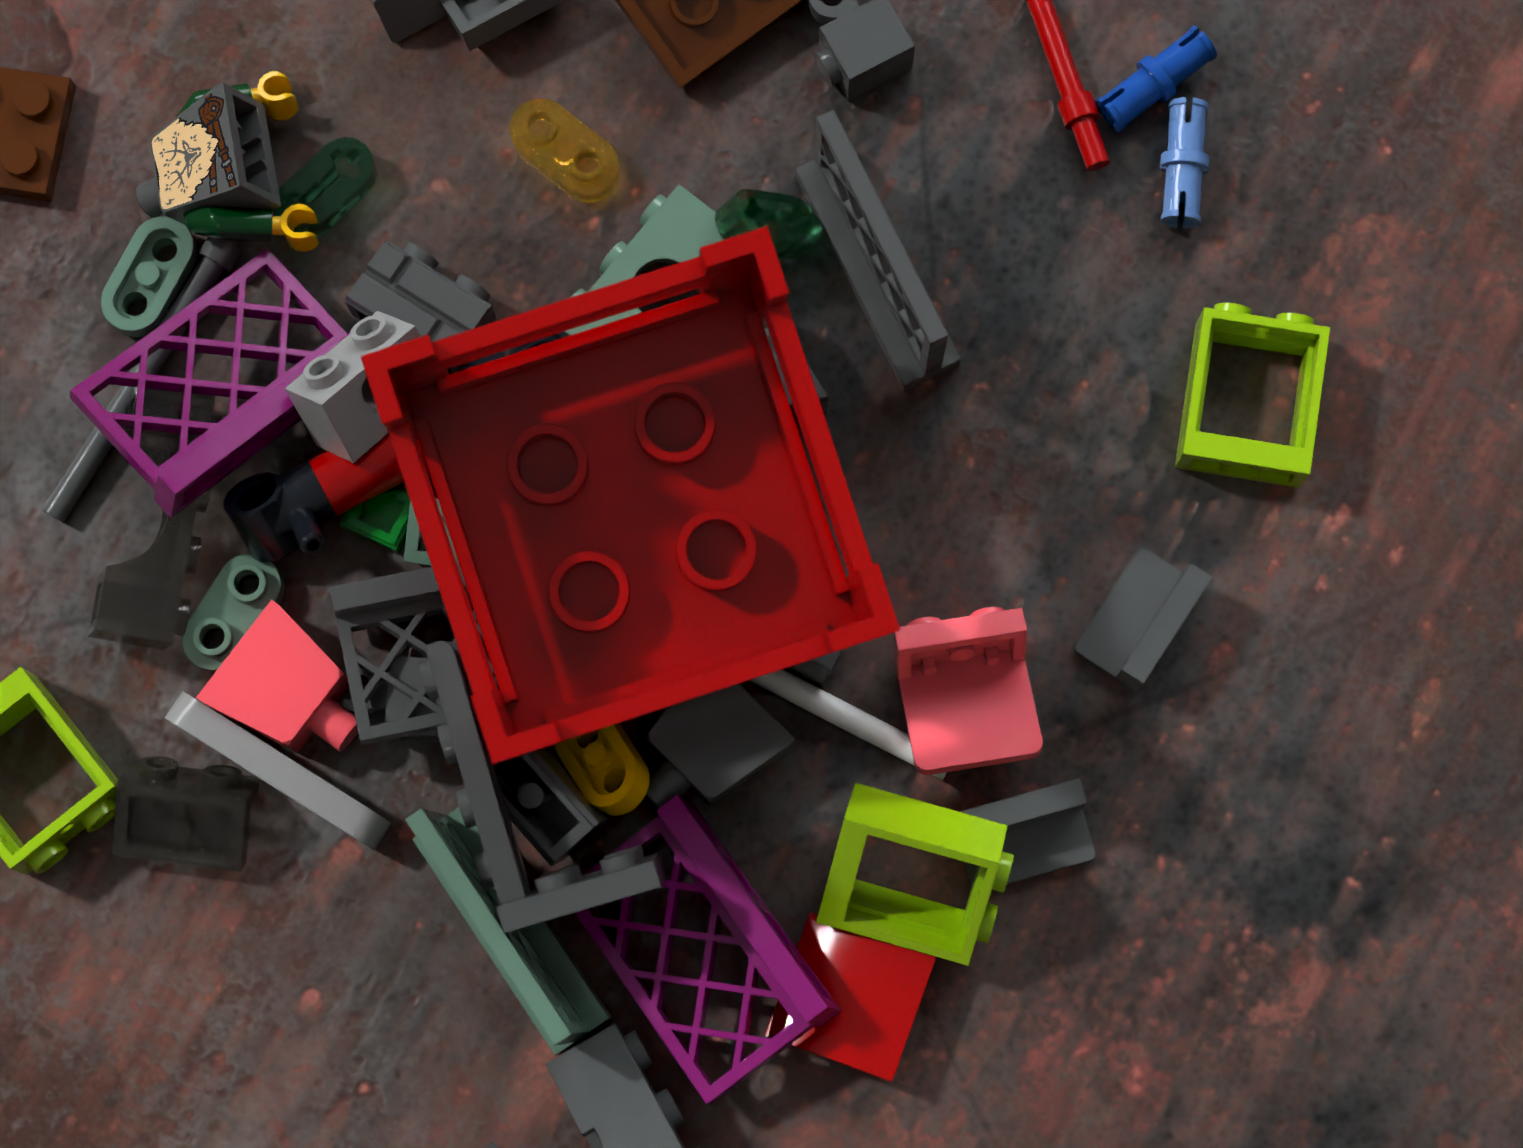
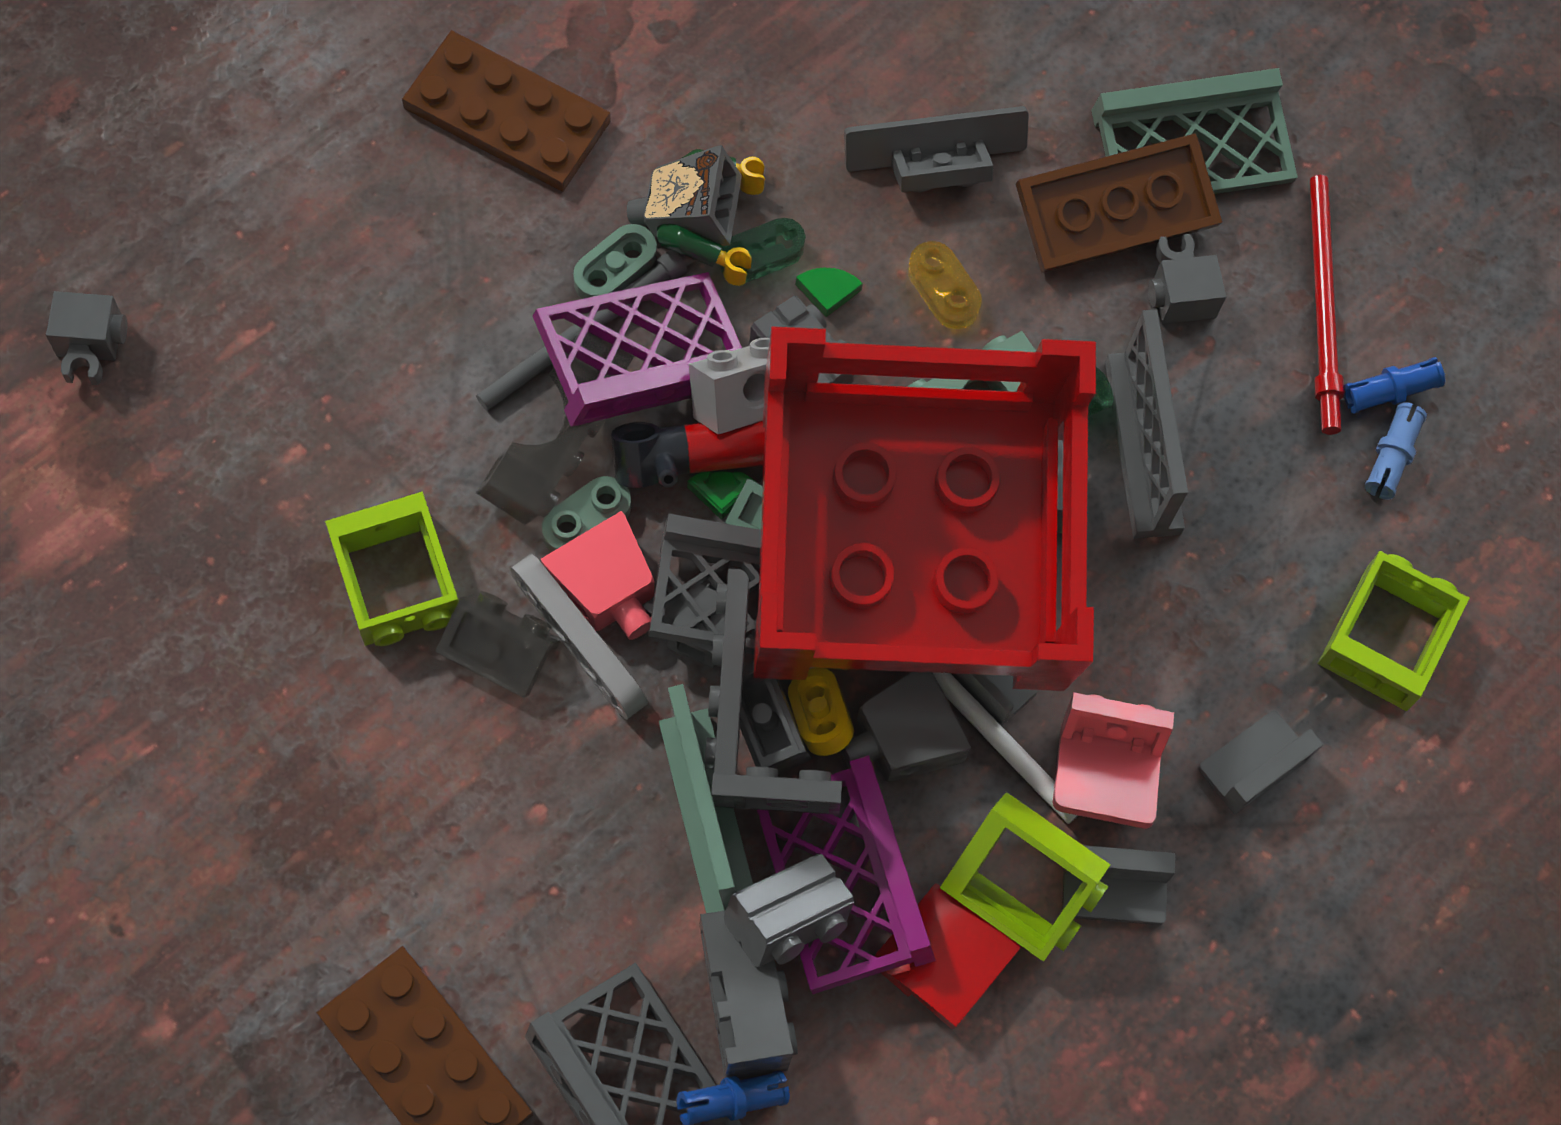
camera: 10 degrees right, 10 degrees down
(424, 208) = (828, 288): none -> green tile
(648, 1028) = (789, 911): none -> dark grey brick

